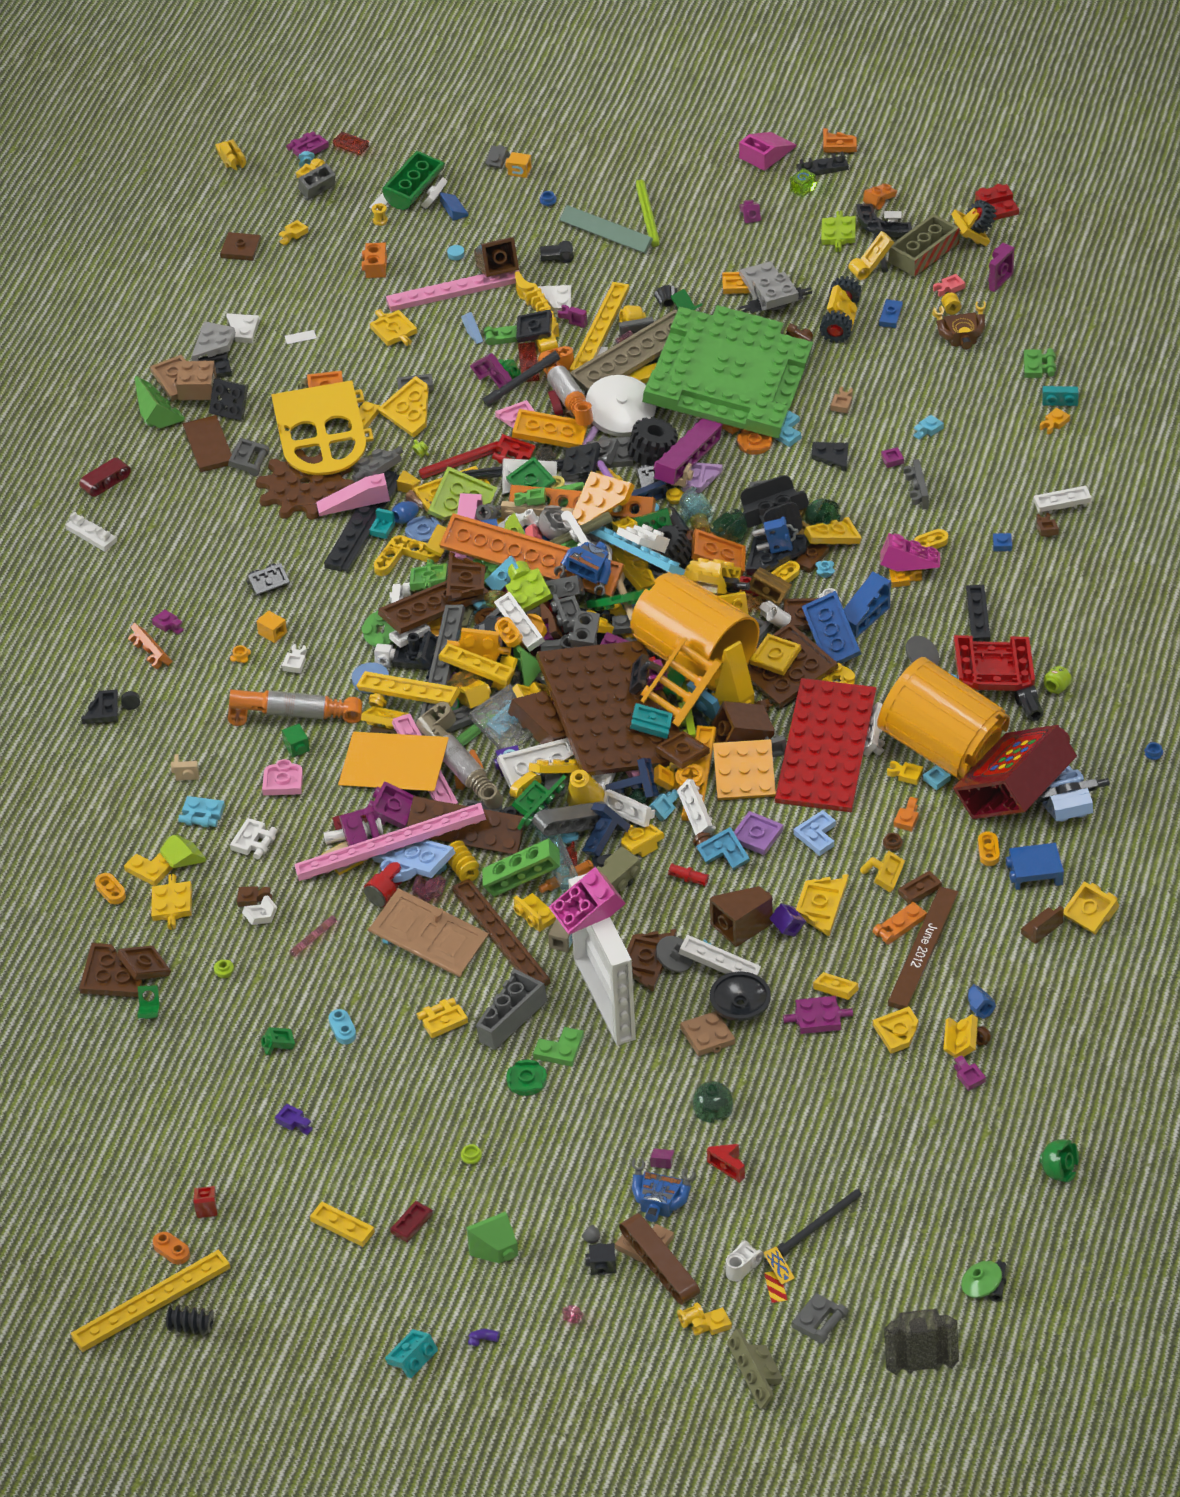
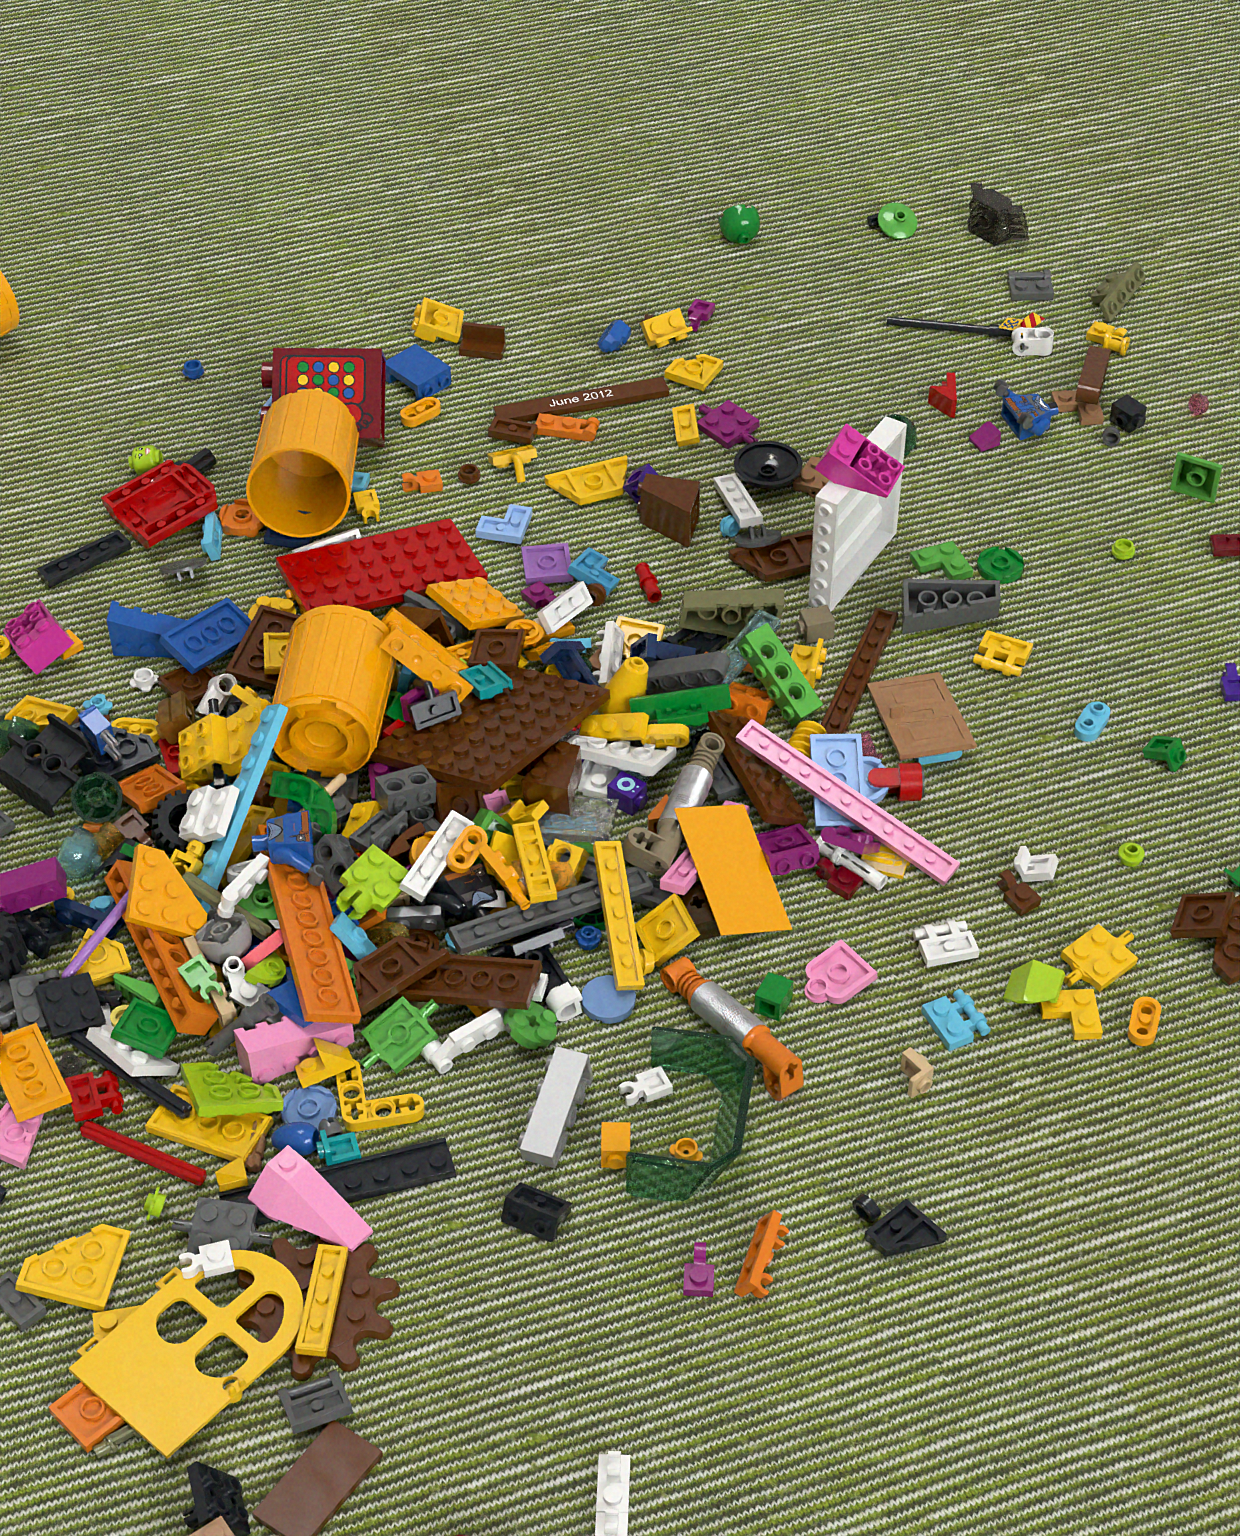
camera: 130 degrees left, 0 degrees up
(230, 620) = (732, 1073): none -> clear green piece
(297, 477) = (321, 1300): none -> yellow tile
(313, 935) = (1014, 813): clear pink bar -> none
(317, 614) = (555, 1106): none -> wedge
(358, 445) = (213, 1260): none -> white plate
(398, 528) = (331, 1127): none -> dark grey hinge
(730, 815) = (538, 595): none -> magenta plate

